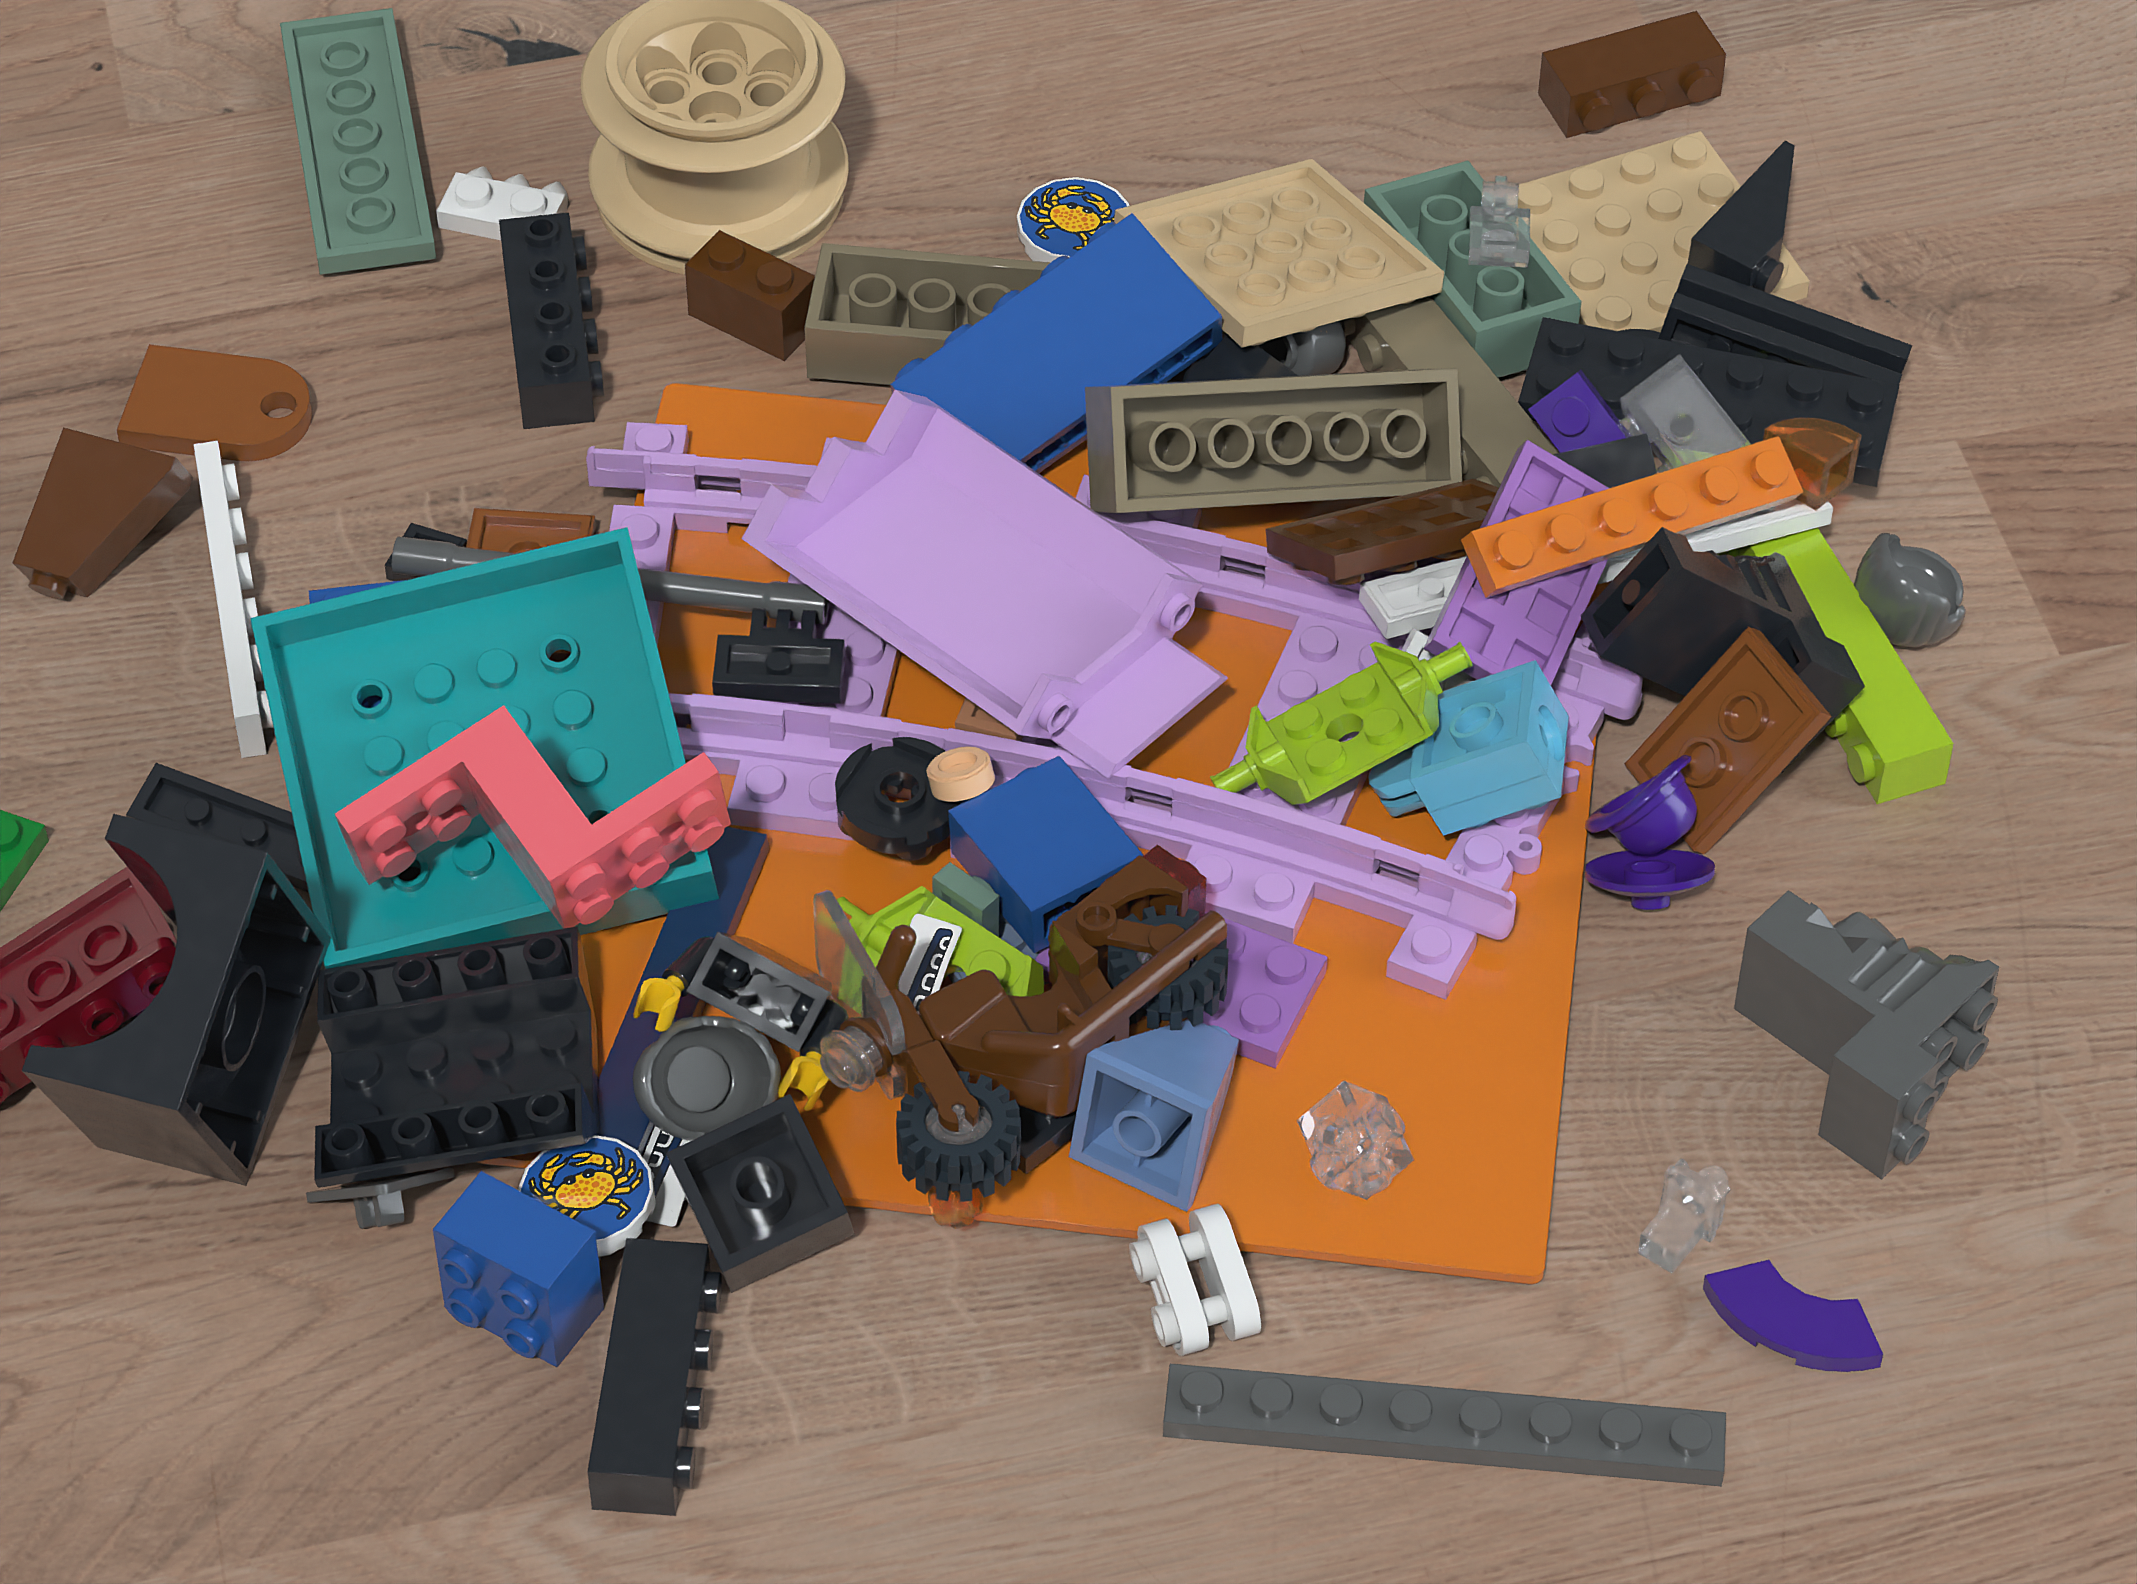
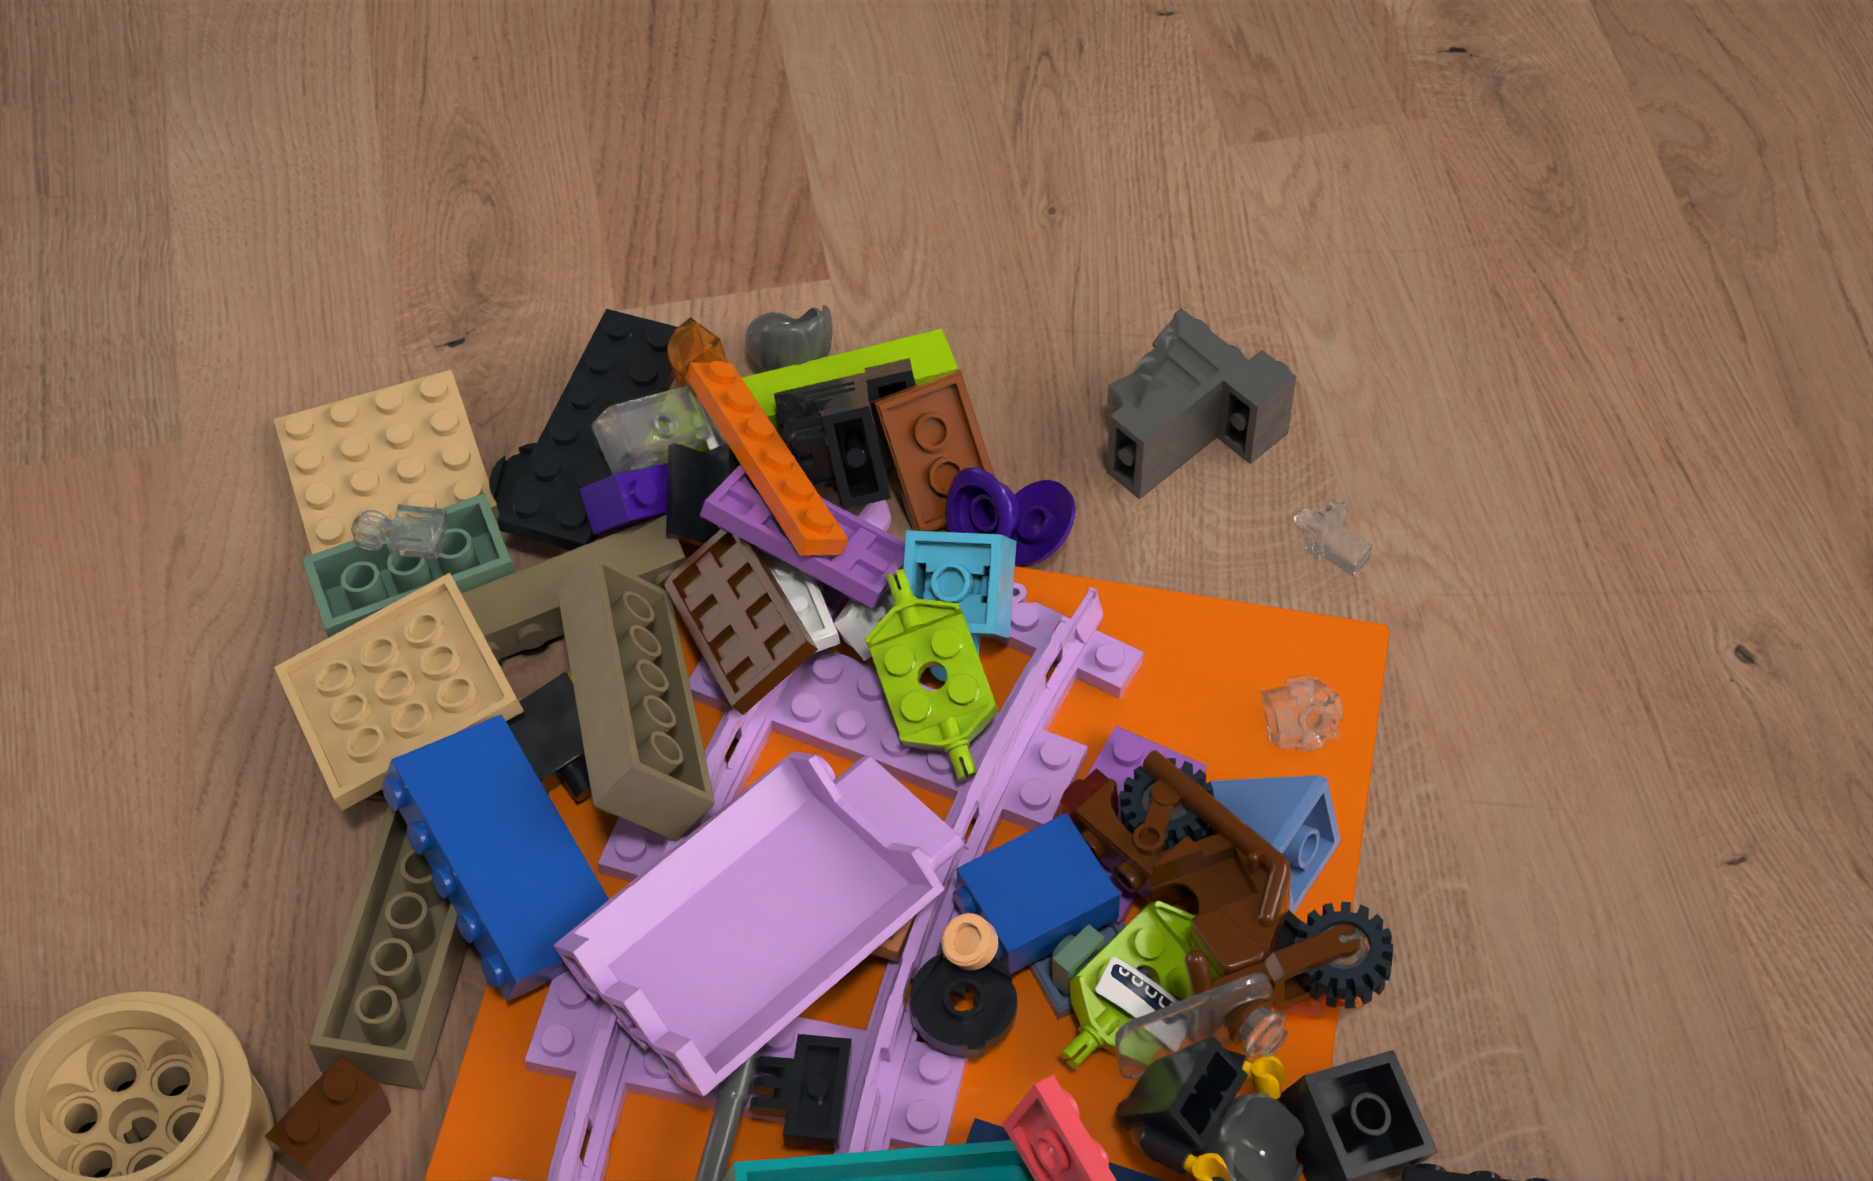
camera: 85 degrees left, 5 degrees up
(1064, 215) = (277, 868): tile -> none
(1180, 1315) = (1411, 833): white brick -> none
(1445, 1424) = (1510, 707): dark grey plate -> none
(1631, 74) = (203, 454): reddish brown brick -> none
(1748, 230) = (418, 383): black slope -> none
(1754, 323) = (526, 390): black brick -> none
(1796, 1324) = (1416, 492): dark purple tile -> none

